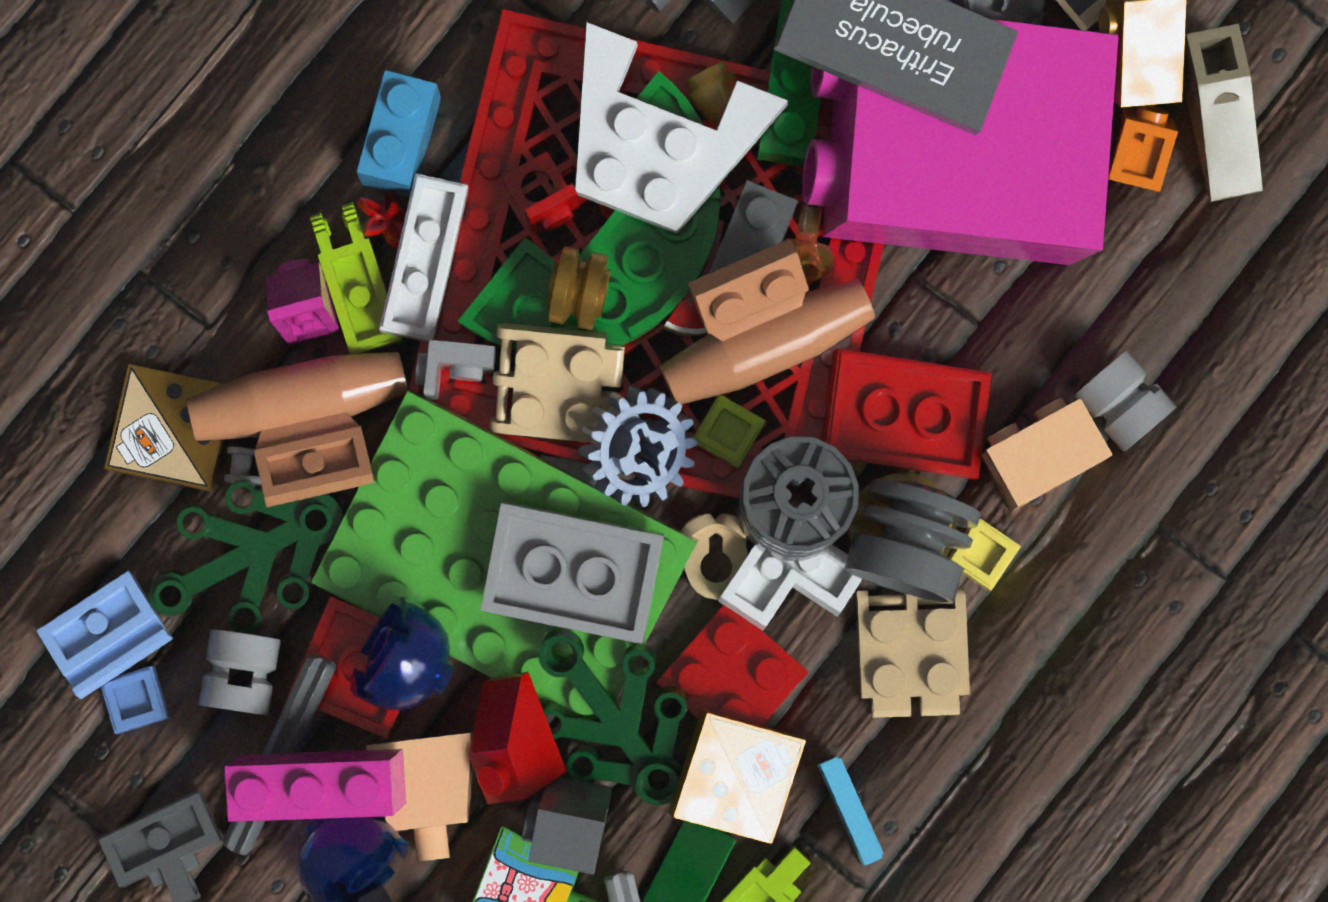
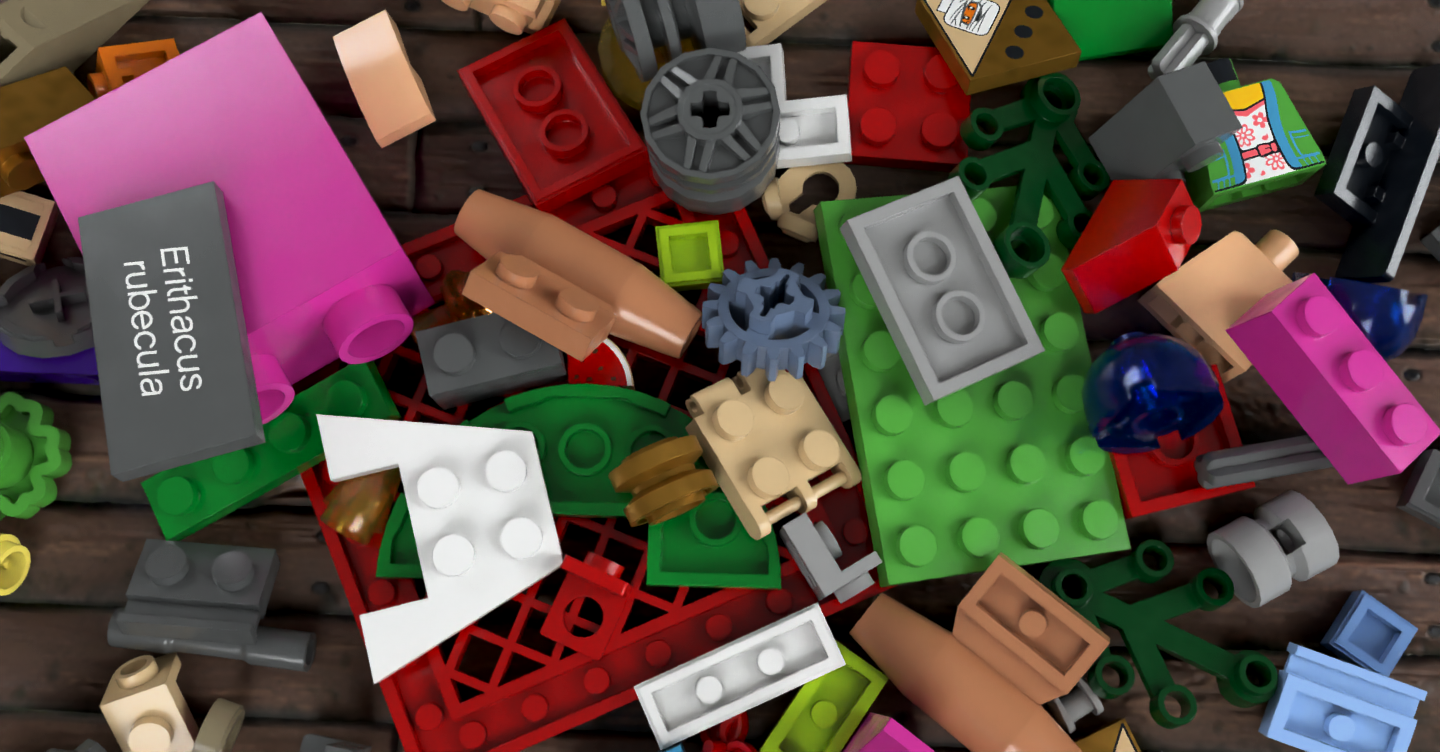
camera: 125 degrees left, 5 degrees down
(1021, 315) = (383, 79): none -> light nougat slope

